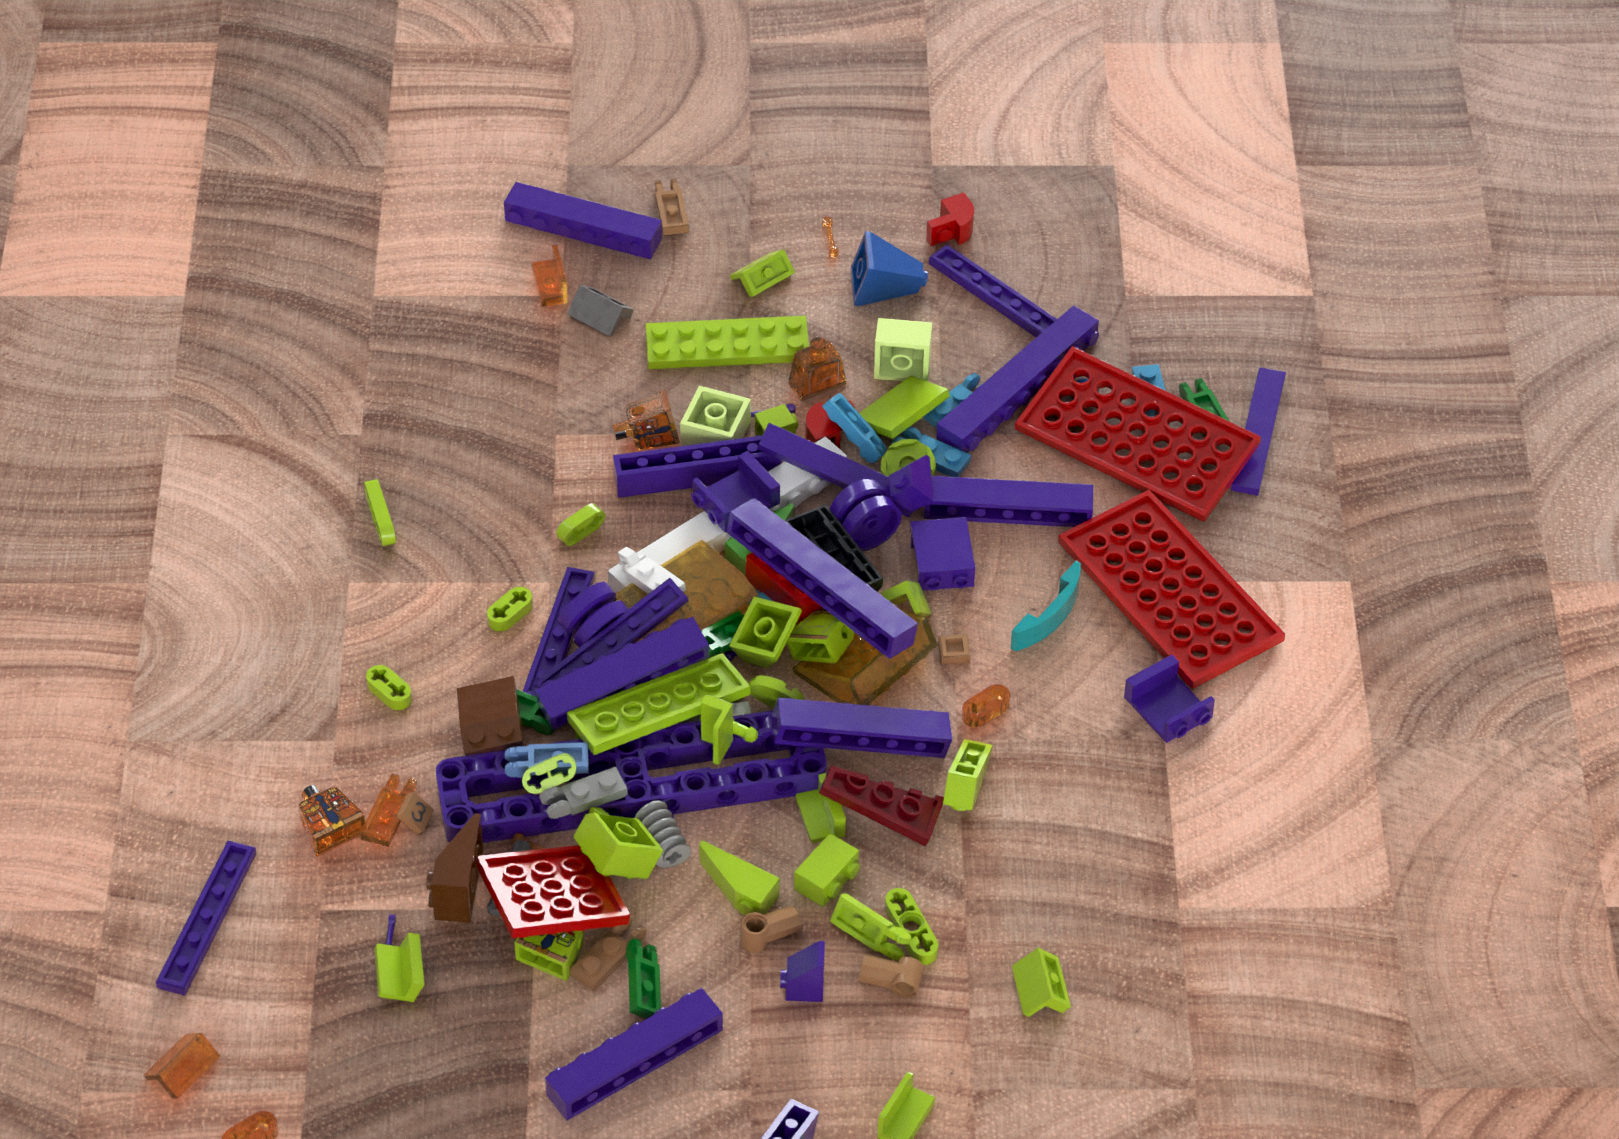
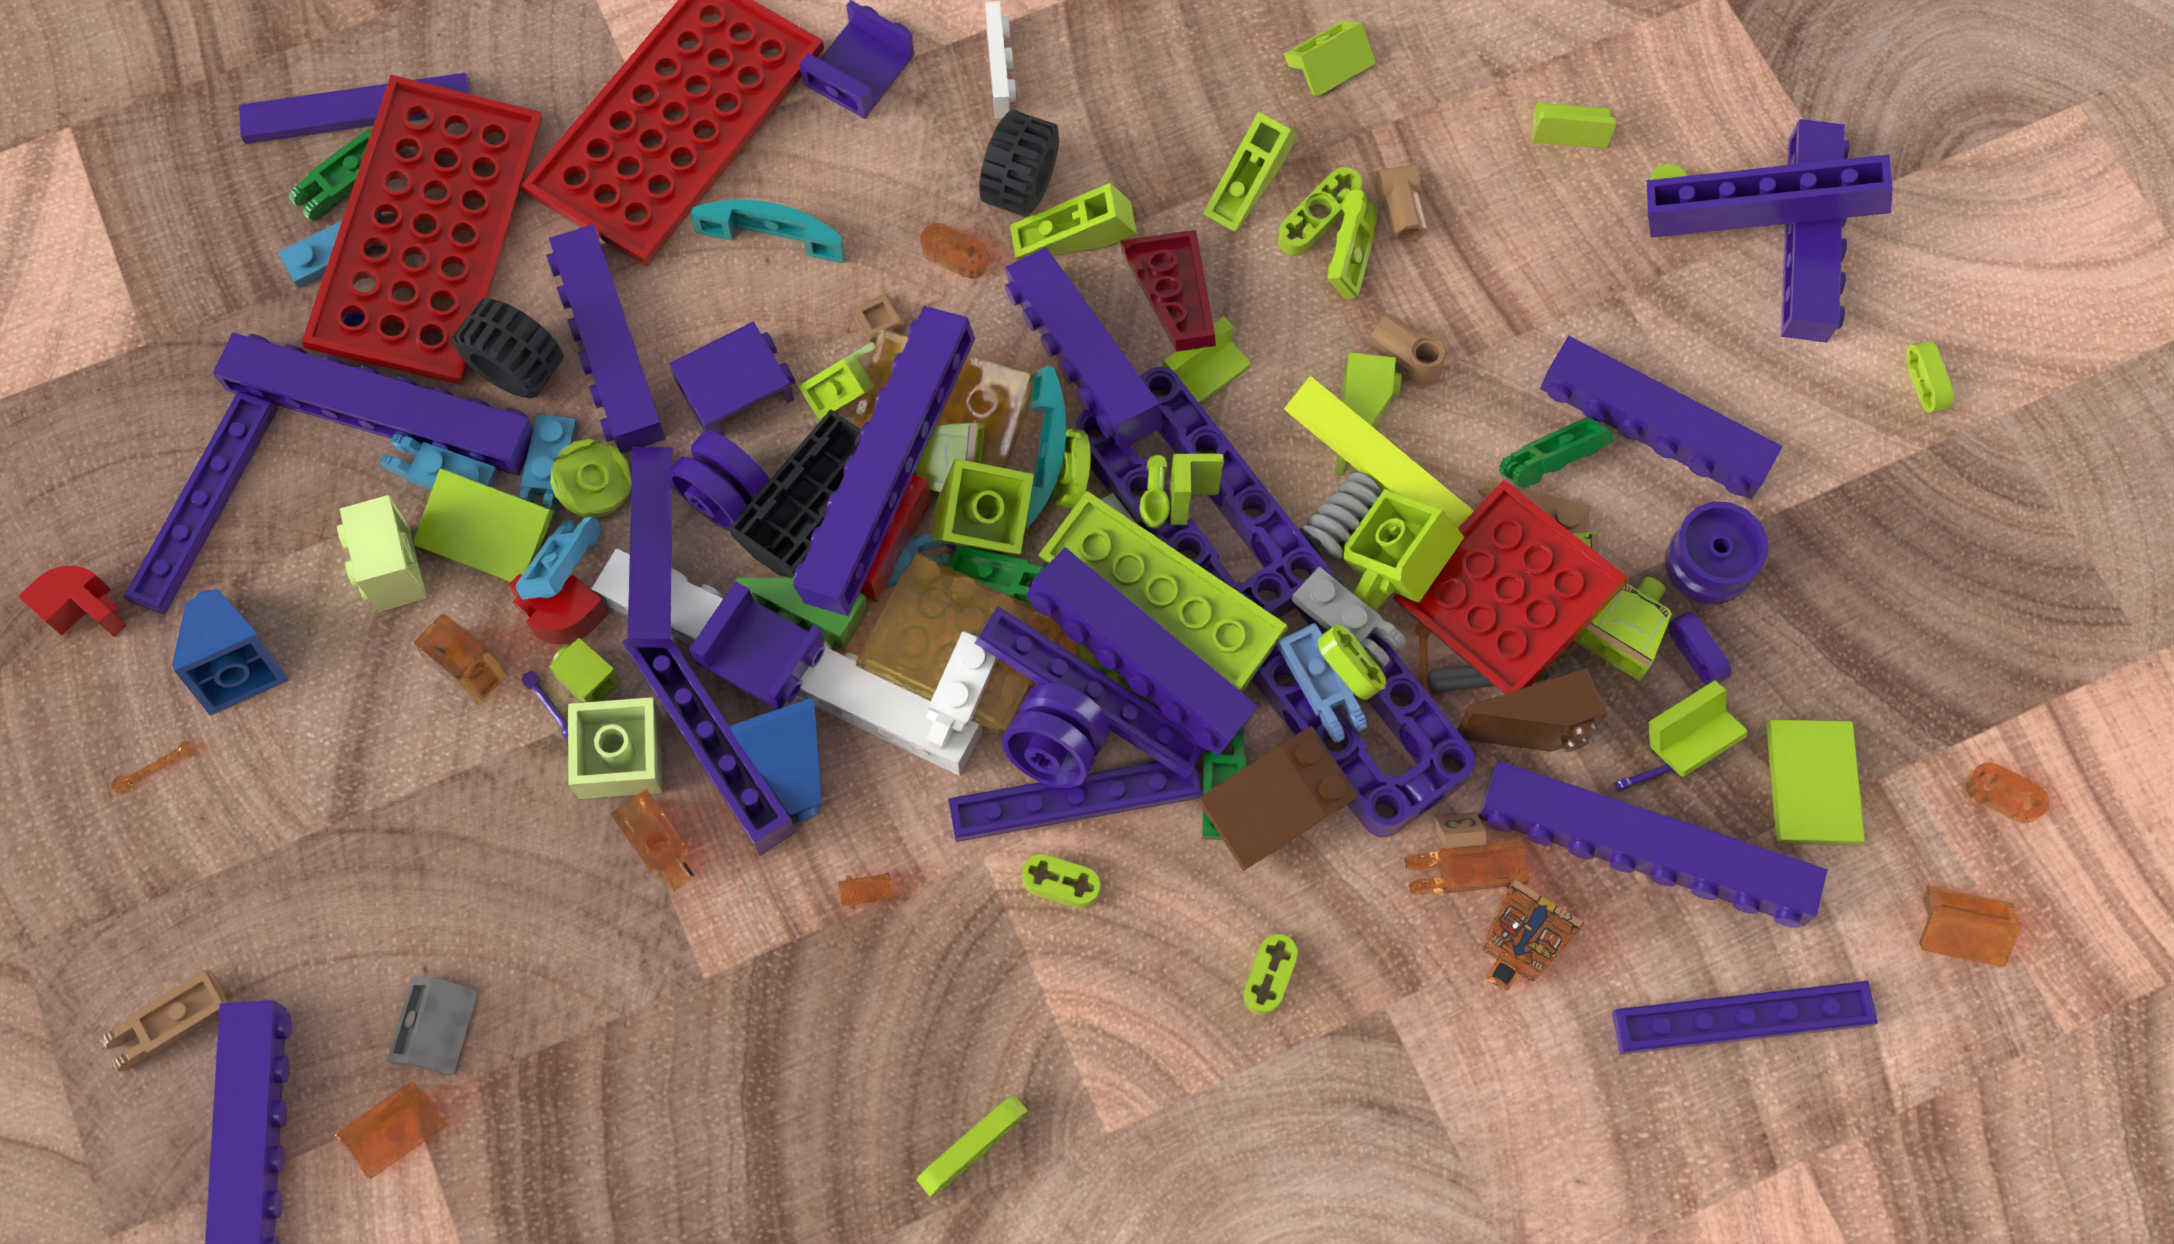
camera: 115 degrees left, 20 degrees up
(326, 1027) = (1815, 782): none -> lime tile
(340, 910) = (1653, 845): none -> dark purple brick
(454, 998) = (1699, 648): none -> dark purple beam
(492, 963) = (1629, 628): none -> lime torso
(512, 1030) = (1716, 553): none -> dark purple wheel
(562, 510) = (865, 889): none -> clear orange pin
(580, 524) = (874, 852): lime beam -> none
(662, 495) = (786, 755): none -> blue slope
(689, 859) = (1370, 450): none -> neon yellow tile
(725, 342) = (431, 819): lime plate -> none
(764, 272) = (266, 826): lime panel -> none
(805, 974) = (1462, 274): dark purple slope -> none
(826, 691) = (1047, 399): none -> teal slope
(827, 870) = (1295, 320): lime brick -> none
(912, 485) = (637, 441): dark purple slope -> none
(964, 893) = (1250, 171): none -> lime slope
(1015, 439) = (508, 348): none -> black tyre
(1024, 742) = (1019, 163): none -> black tyre
(1130, 777) = (1000, 59): none -> white plate

